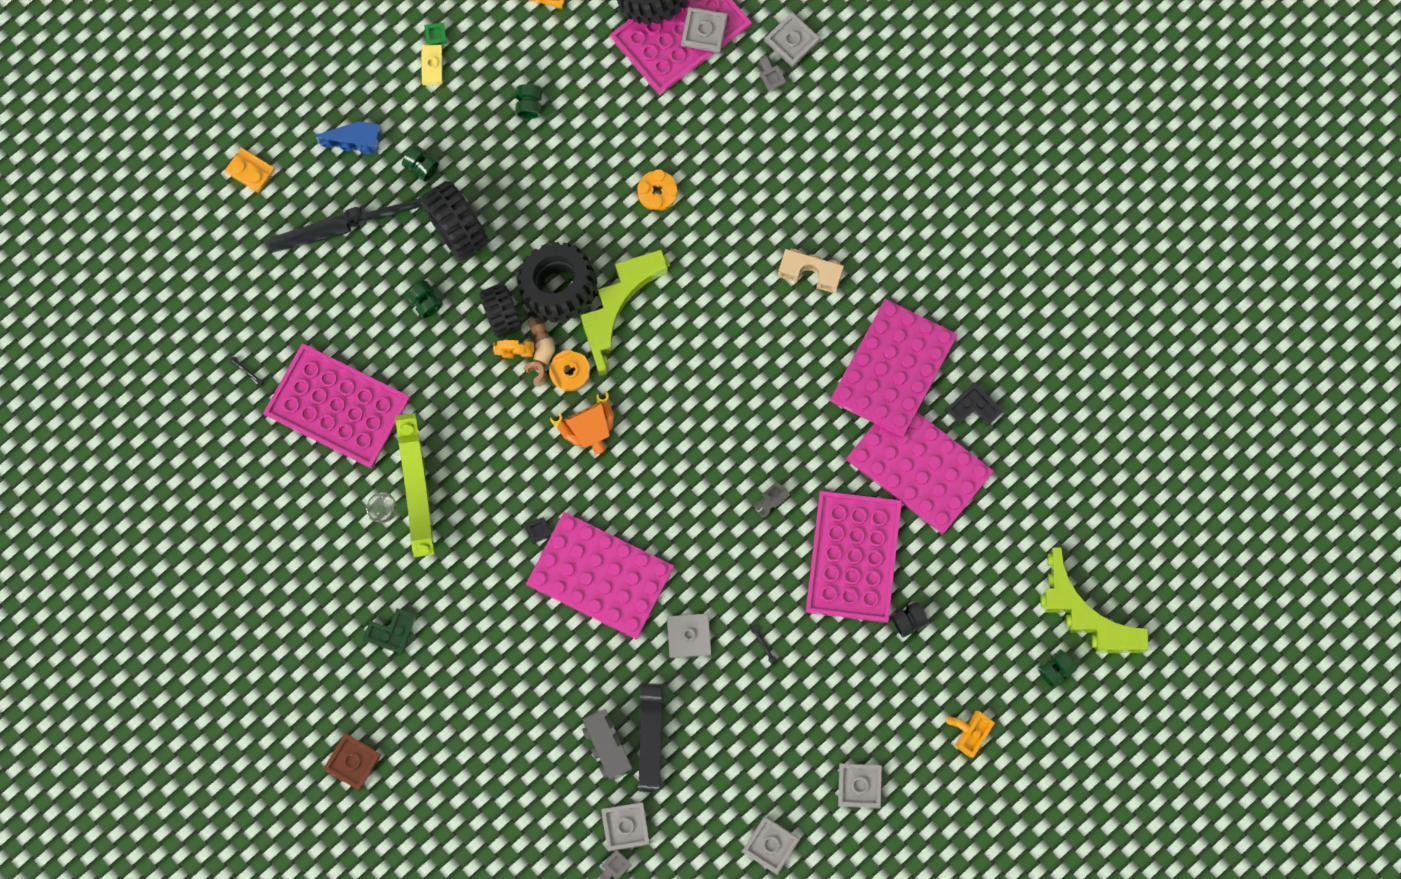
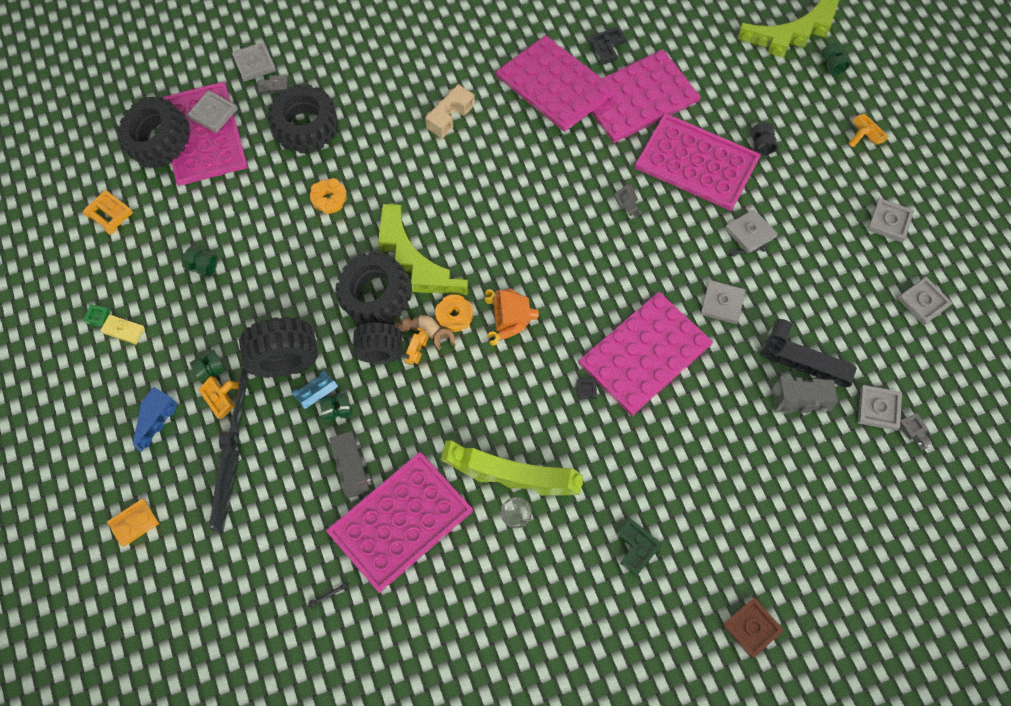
camera: 70 degrees left, 10 degrees down
(372, 337) = (350, 464): none -> dark grey wedge
(395, 185) = (217, 396): none -> light orange plate
(434, 272) = (314, 390): none -> dark azure plate
(734, 100) = (298, 101): none -> black tyre
(786, 639) = (751, 231): none -> light grey plate

